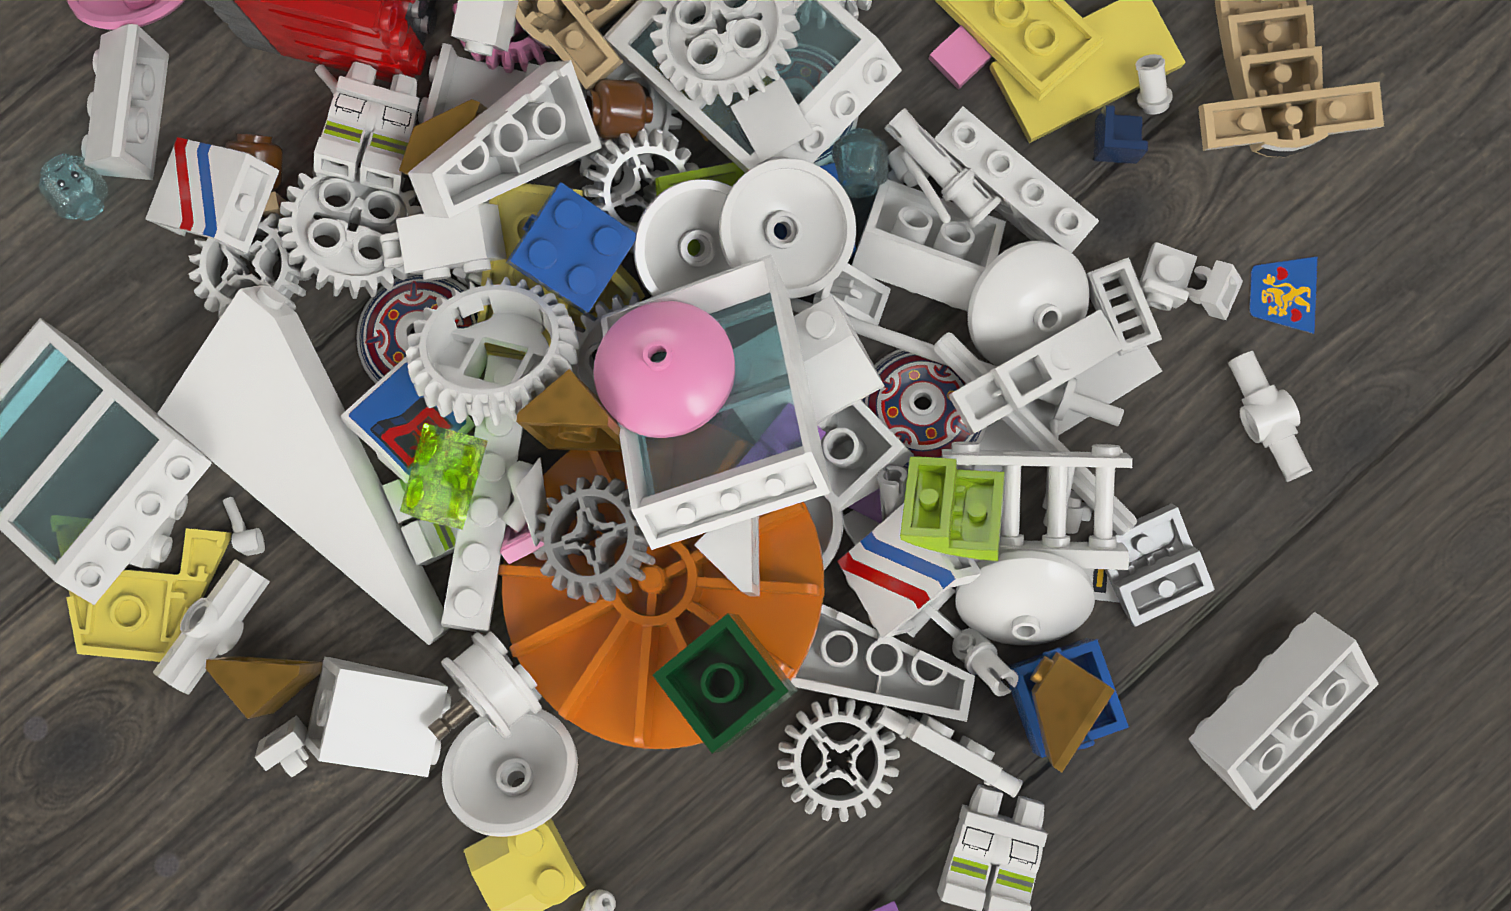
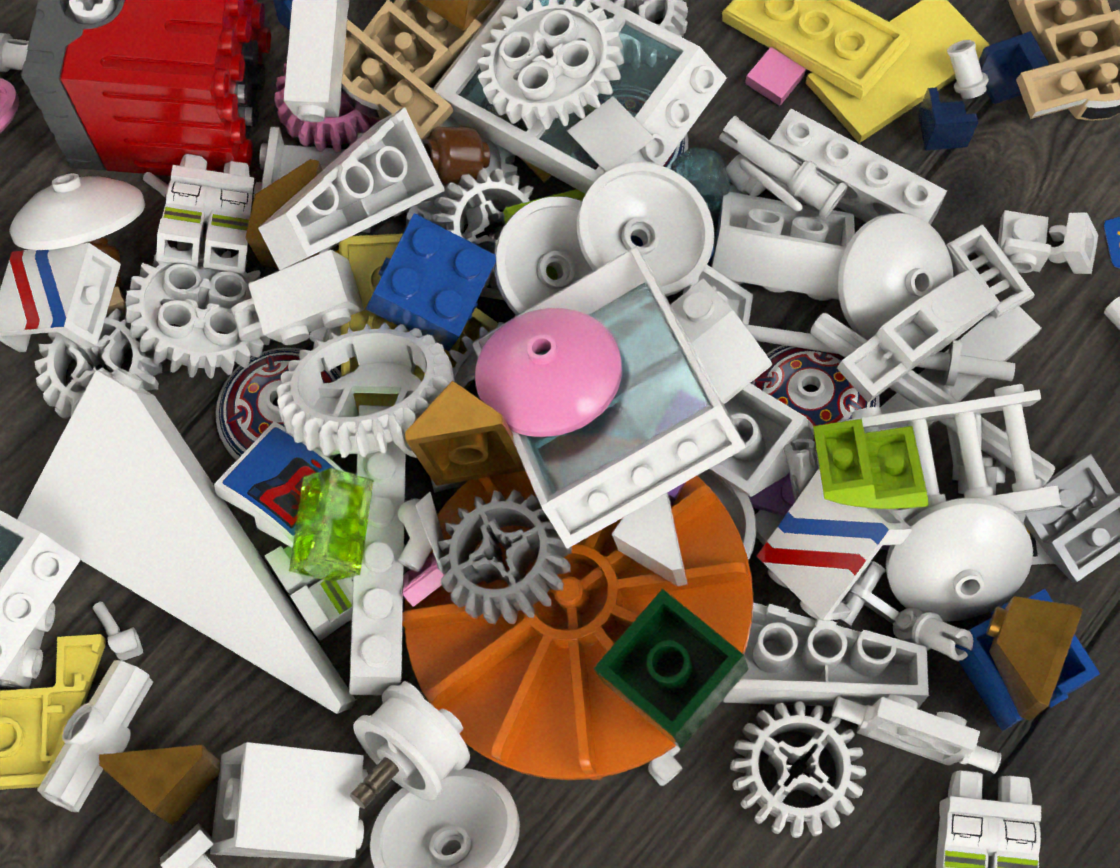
camera: 10 degrees left, 15 degrees down
(242, 110) = (75, 212): none -> white dish
(1198, 85) = (1006, 61): none -> dark blue panel

